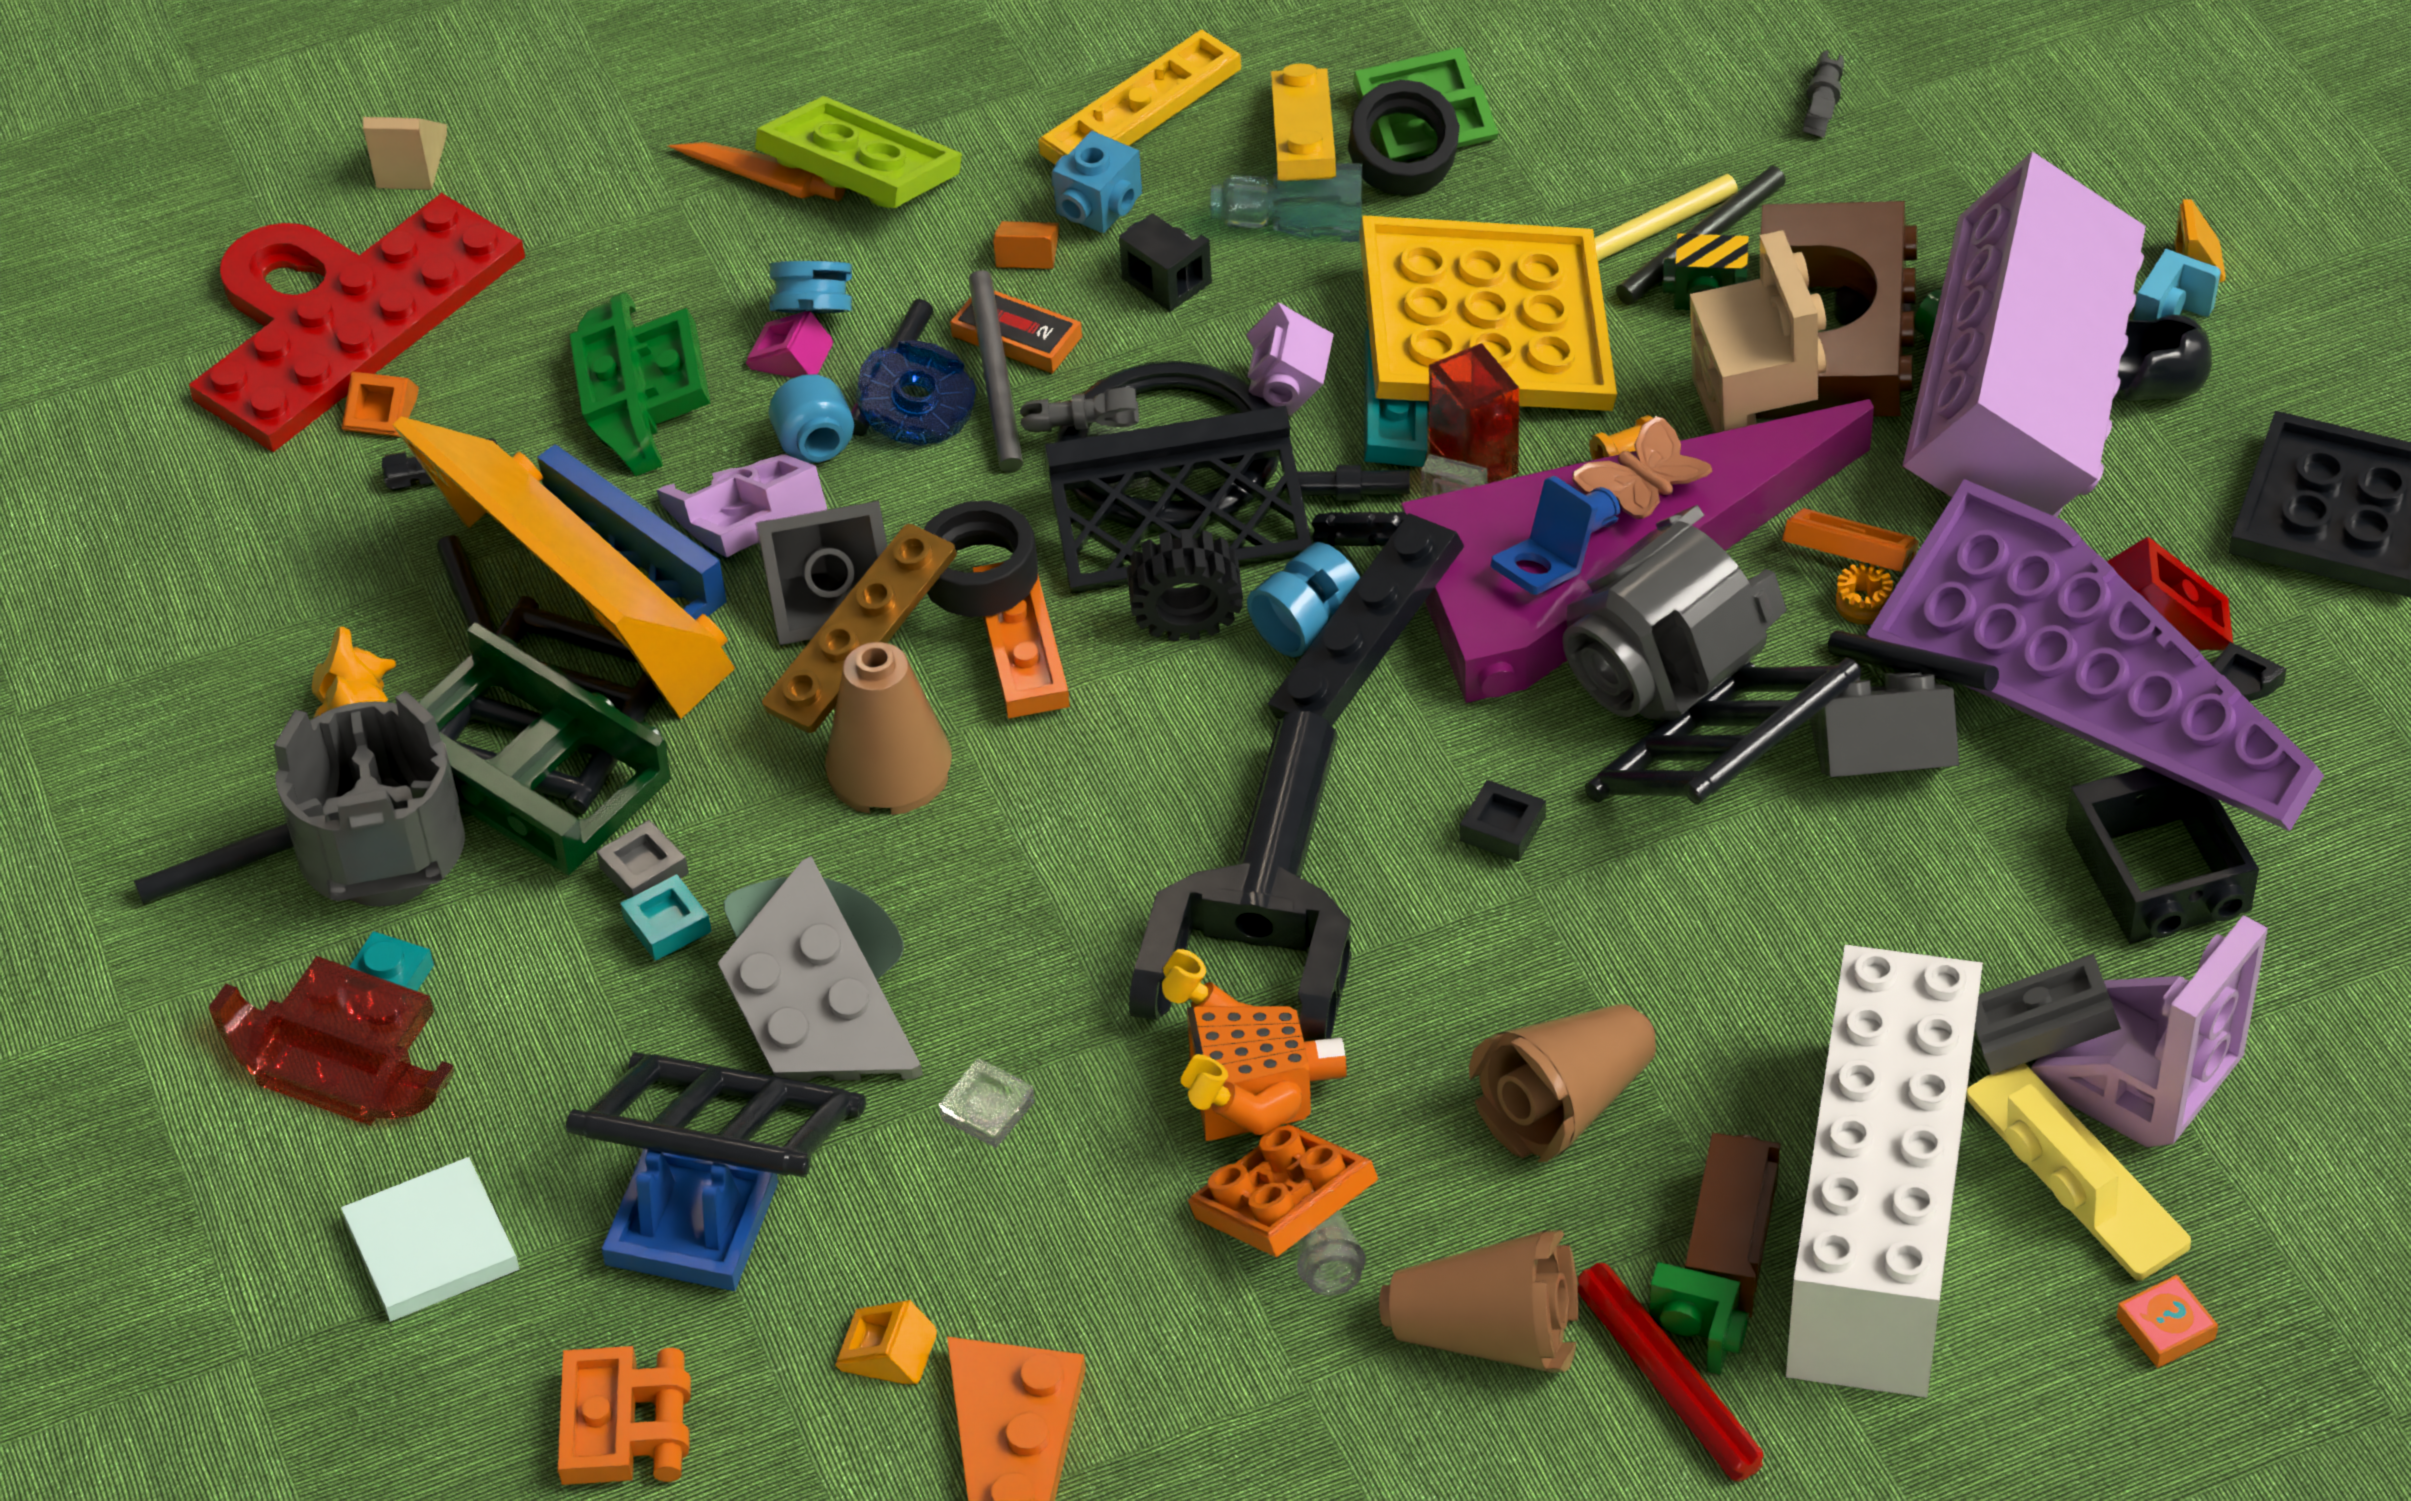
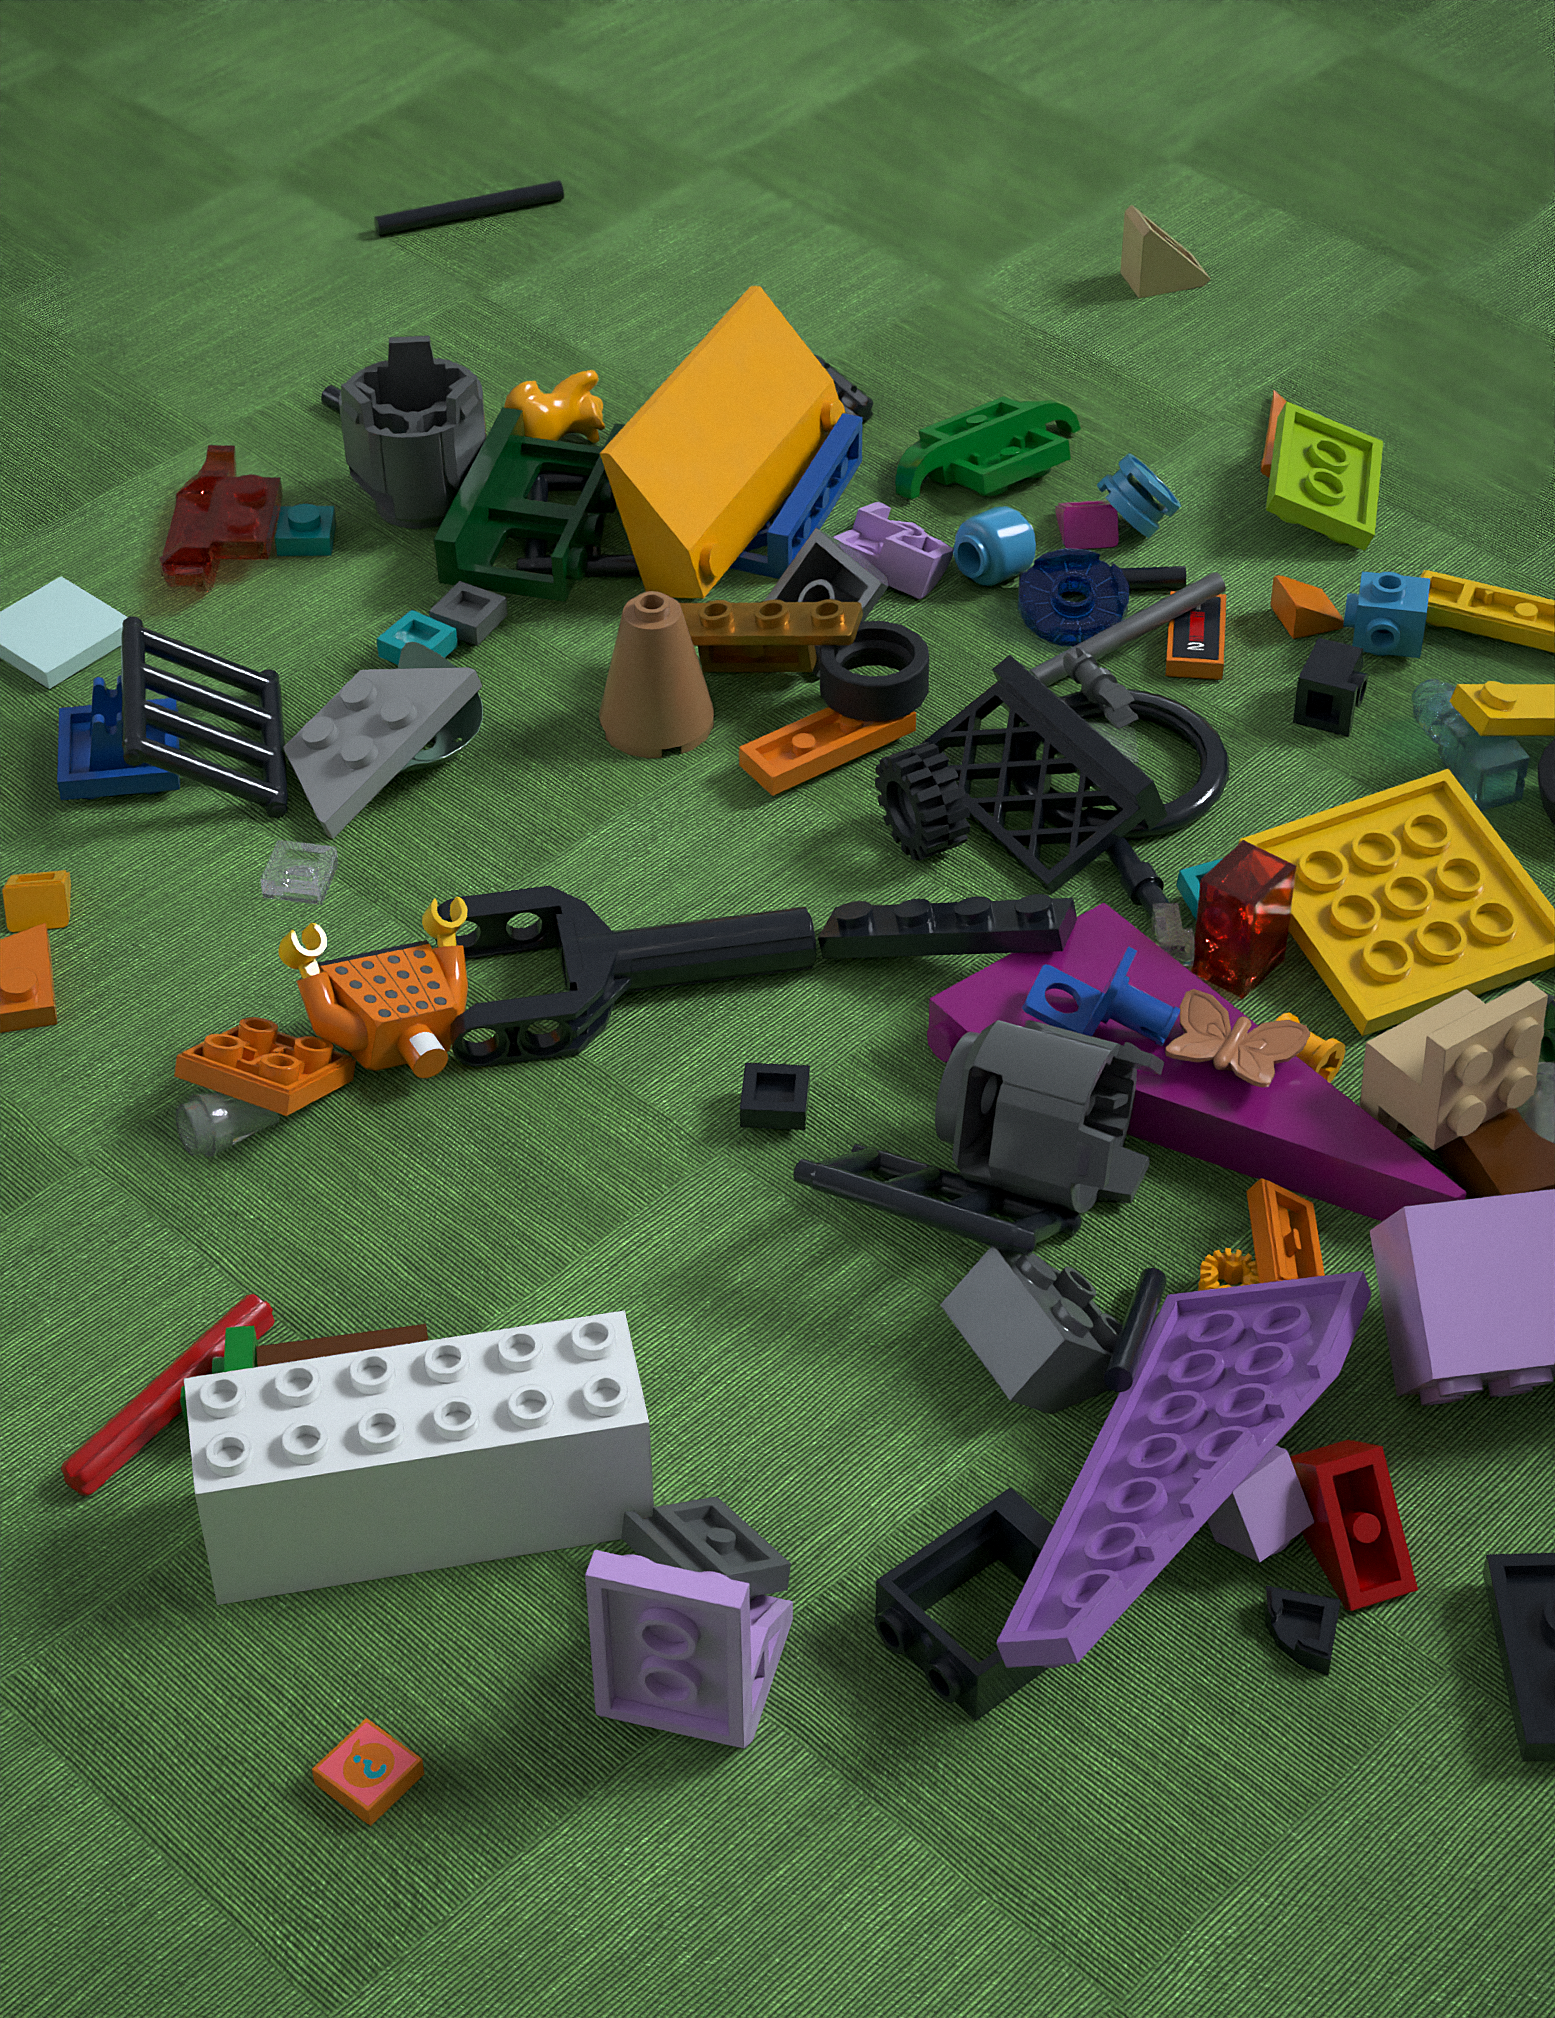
camera: 65 degrees right, 5 degrees down
(351, 322) = (970, 305): red plate -> none
(377, 403) = (882, 342): orange slope -> none
(1287, 358) = (1249, 791): lavender window -> none
(1300, 600) = (946, 869): dark azure wheel -> none
(1356, 528) = (1074, 887): black axle -> none
(1490, 1302) = (179, 1246): medium nougat cone -> none
(1558, 1076) = (469, 1209): medium nougat cone -> none
(2079, 1170) = (515, 1644): light yellow bracket -> none

